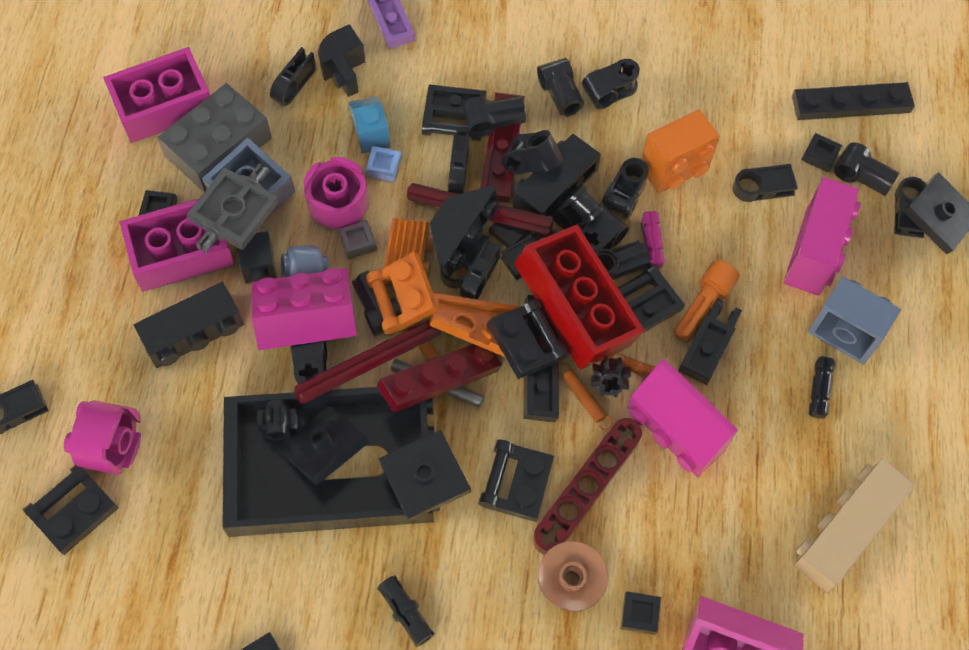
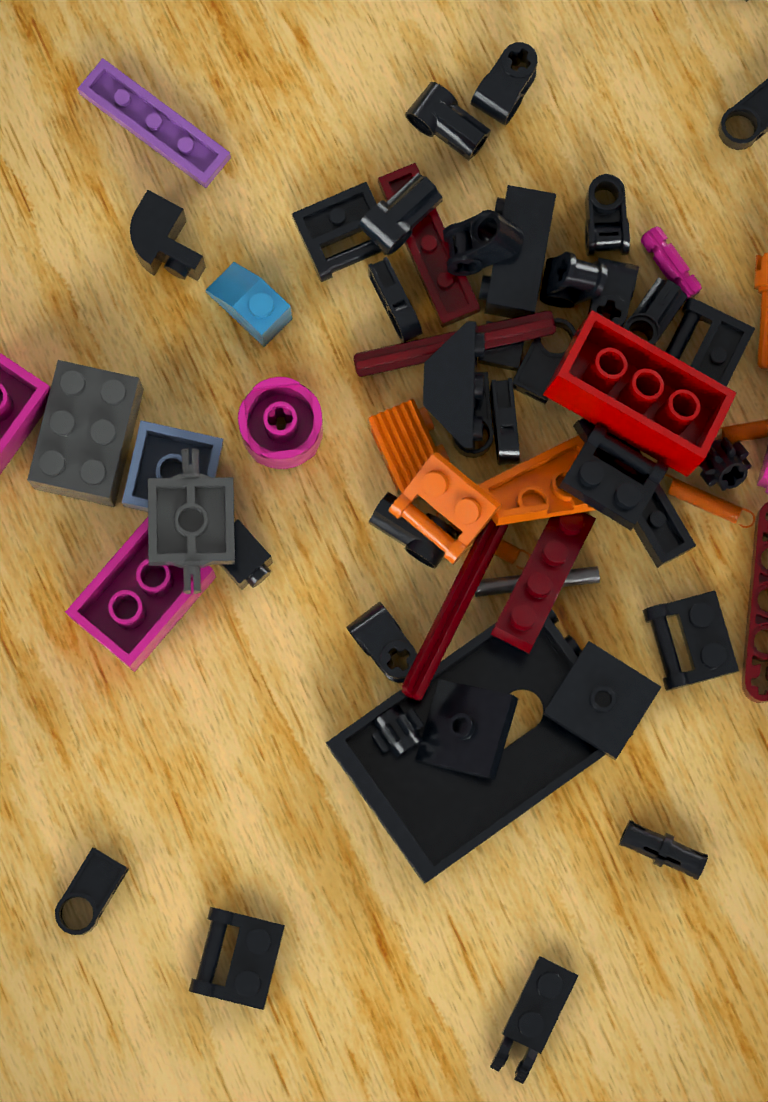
camera: 30 degrees left, 15 degrees up
(103, 437) = (226, 864): dark pink brick -> none
(156, 200) = (75, 559): black tile -> none
(189, 325) = (222, 681): black brick -> none
(293, 77) = (121, 299): black piece -> none
(302, 309) = (343, 588): dark pink brick -> none
(303, 259) = (300, 533): sand blue head -> none
(357, 239) = (335, 462): flat silver tile -> none
(383, 164) = (301, 347): light blue tile -> none
(680, 151) = (646, 137): orange brick -> none

